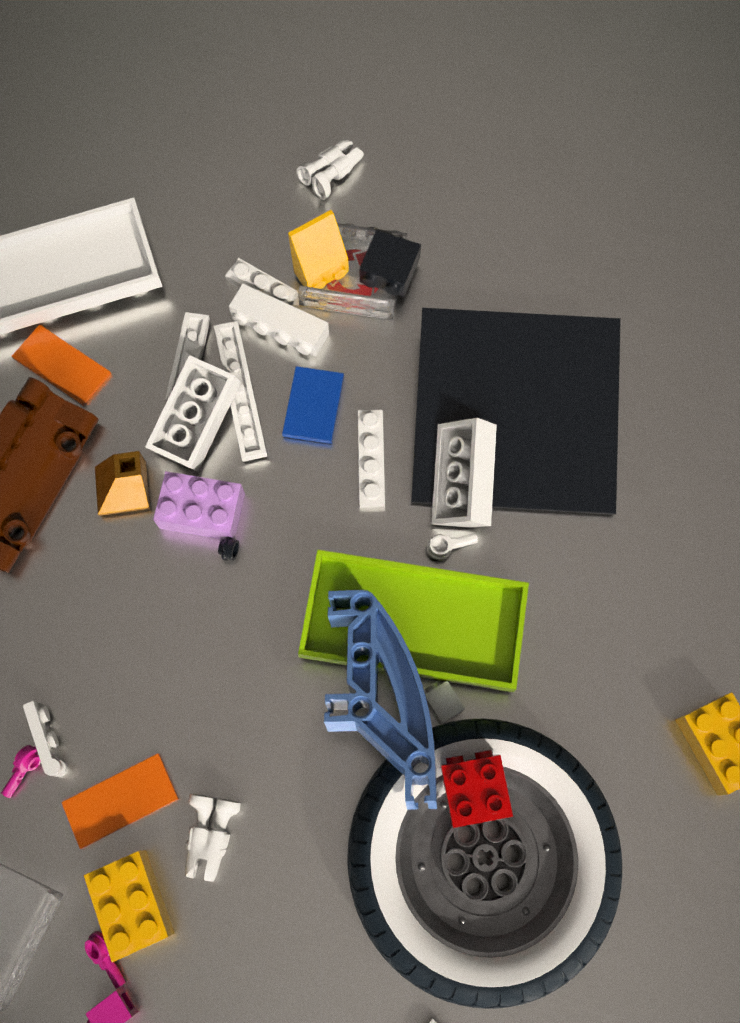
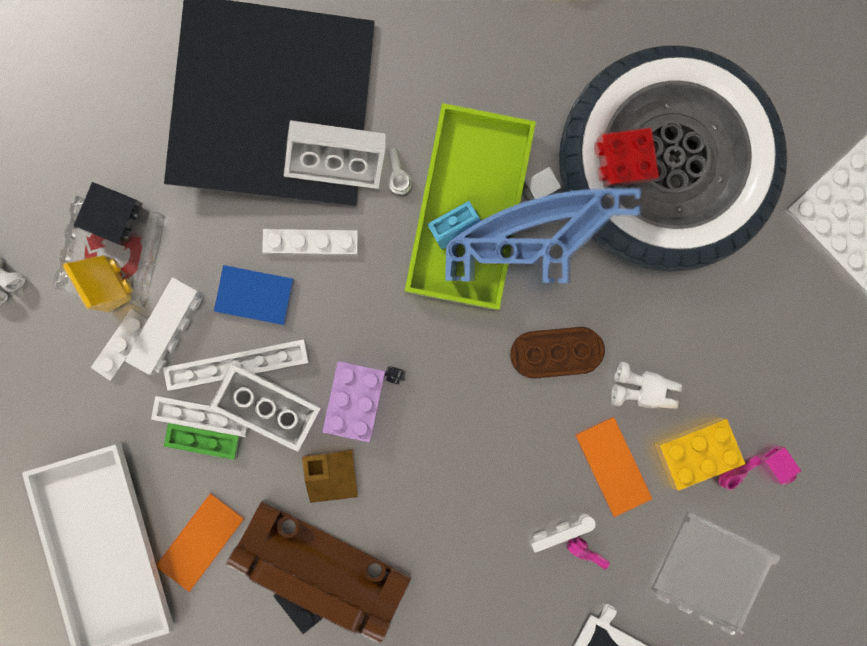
camera: 90 degrees left, 15 degrees up
(161, 360) = (201, 441): none -> bright green plate
(253, 730) = (557, 352): none -> reddish brown tile
(394, 600) = (453, 223): none -> medium azure slope

